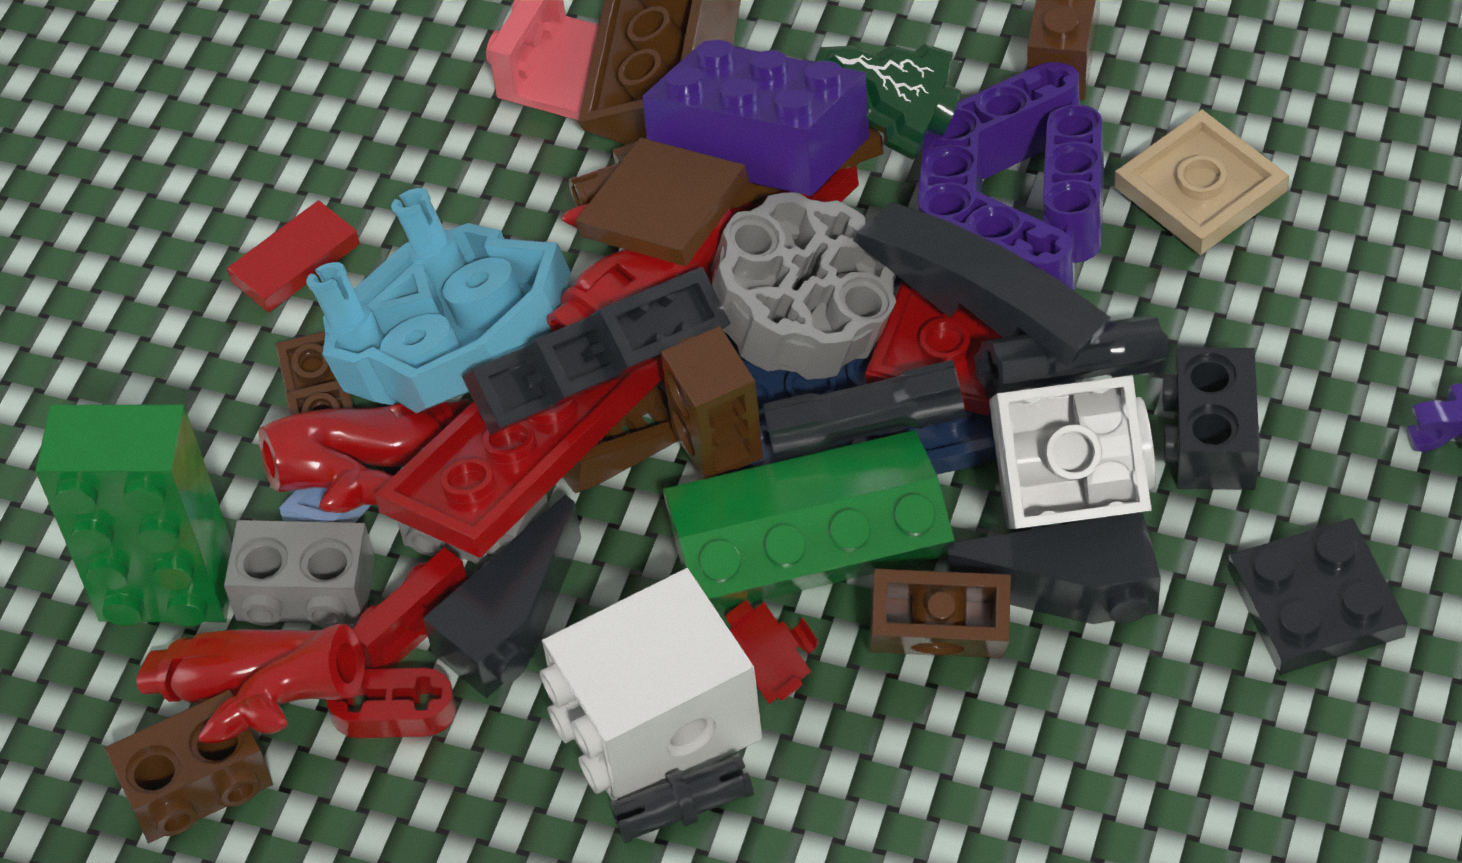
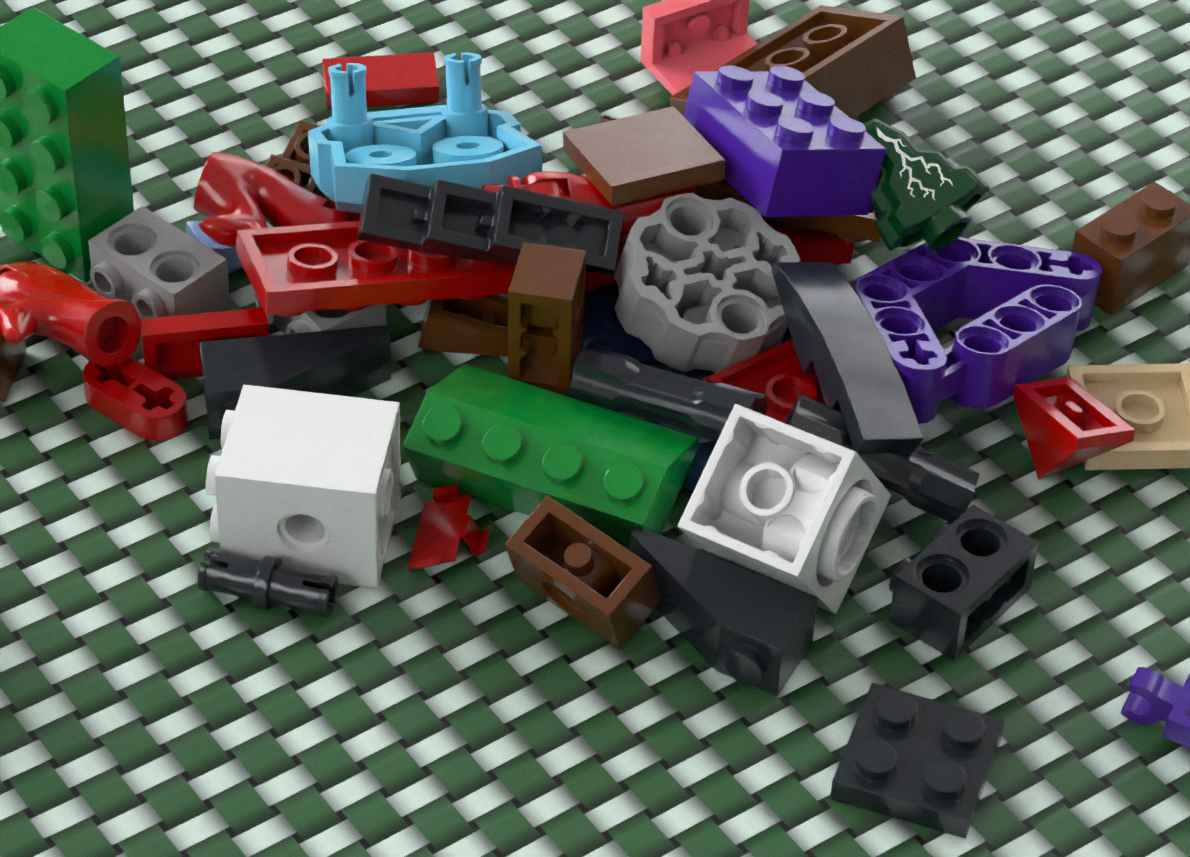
camera: 30 degrees right, 10 degrees down
(1169, 226) = (1066, 424): none -> red slope

